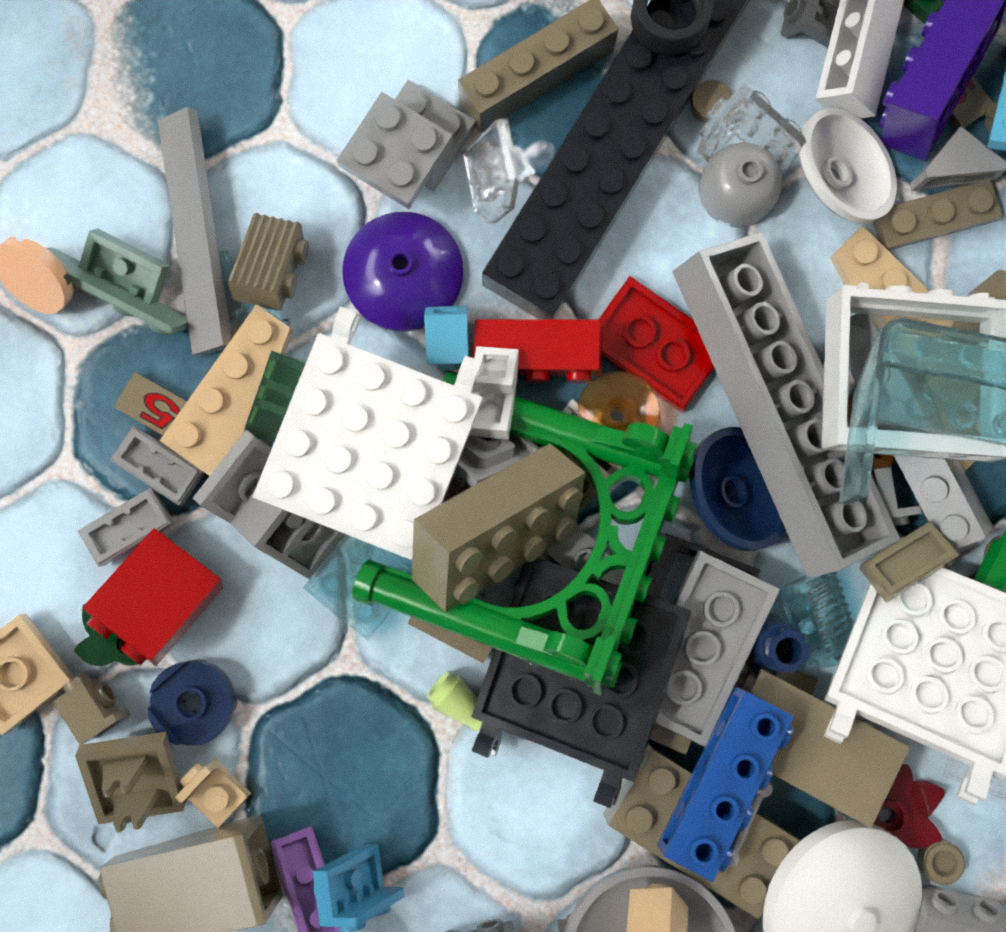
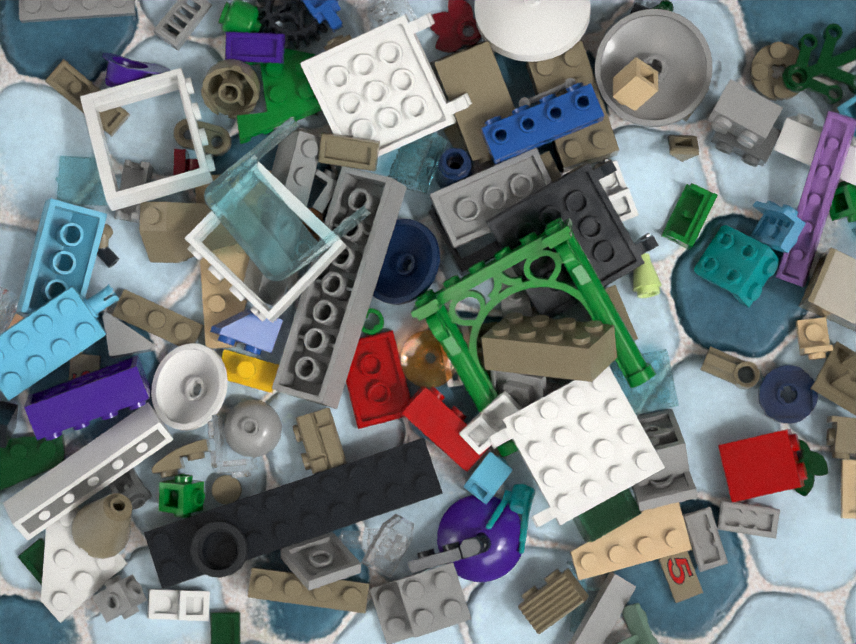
camera: 130 degrees left, 0 degrees up
(280, 677) = (727, 367): none -> dark tan piece
(365, 805) = (737, 264): none -> teal bracket
(390, 340) = (520, 502): none -> teal plant
(419, 216) = (452, 552): none -> hinge
(465, 815) = (689, 215): none -> green hinge
(536, 888) = (683, 147): none -> dark tan slope
(550, 93) = (320, 561): none -> light grey plate
(565, 772) = (619, 194): none -> white slope
(658, 226) = (320, 441): none -> dark tan brick
(701, 397) = (377, 328): none -> green bush
(755, 47) = (181, 495): none -> green brick
(792, 82) = (171, 463): none -> dark tan slope
(803, 238) = (249, 371): none -> yellow tile
(826, 275) = (248, 330): none -> slope

